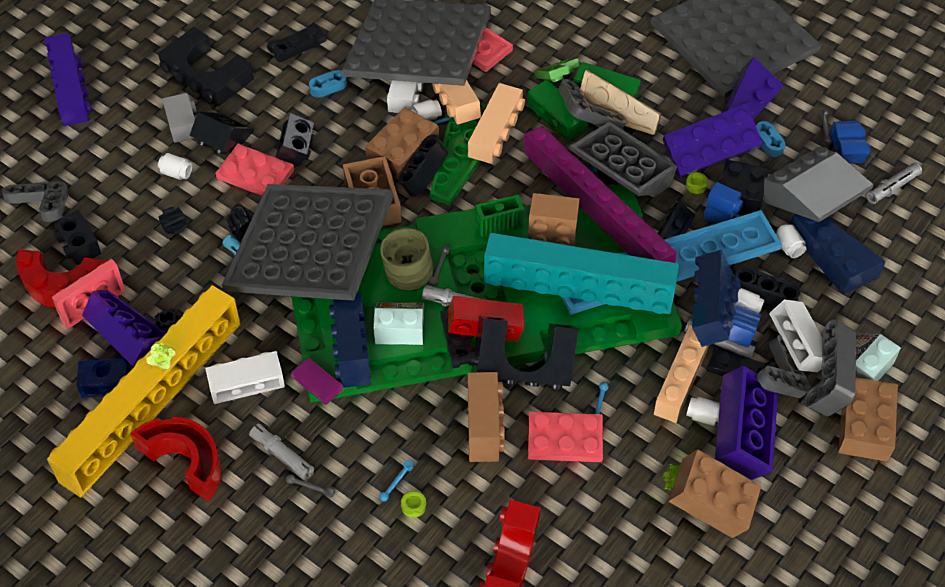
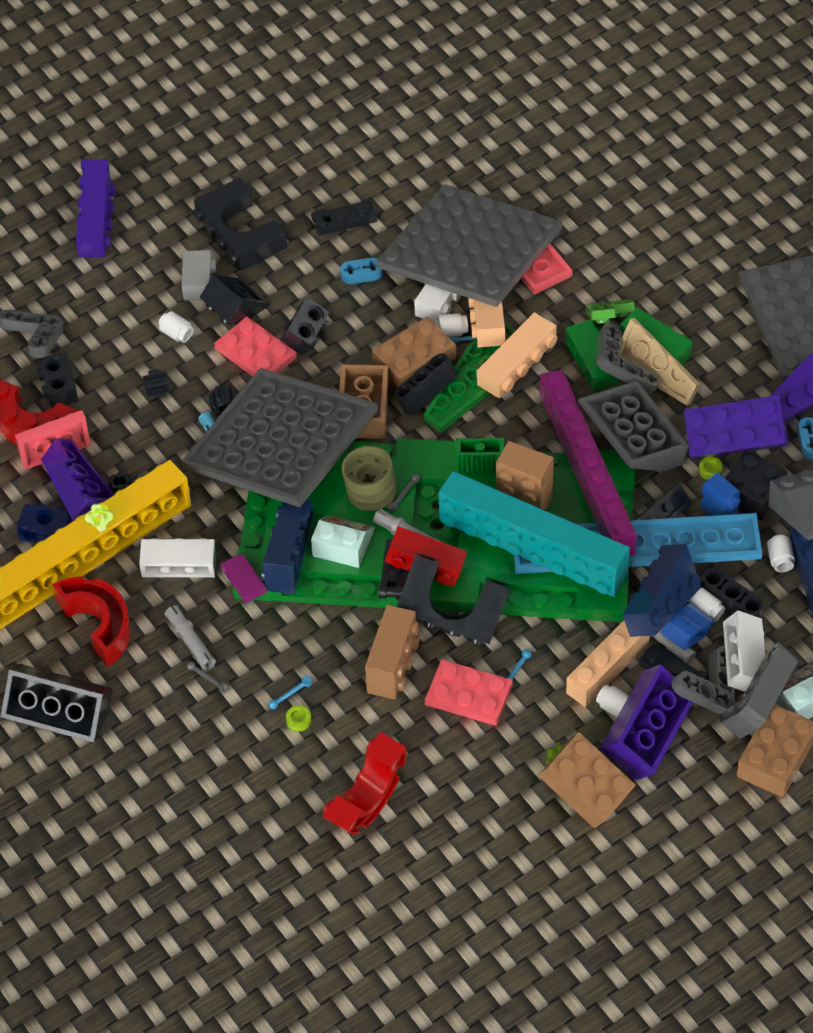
camera: 20 degrees right, 0 degrees up
(166, 552) = (55, 702): none -> black slope

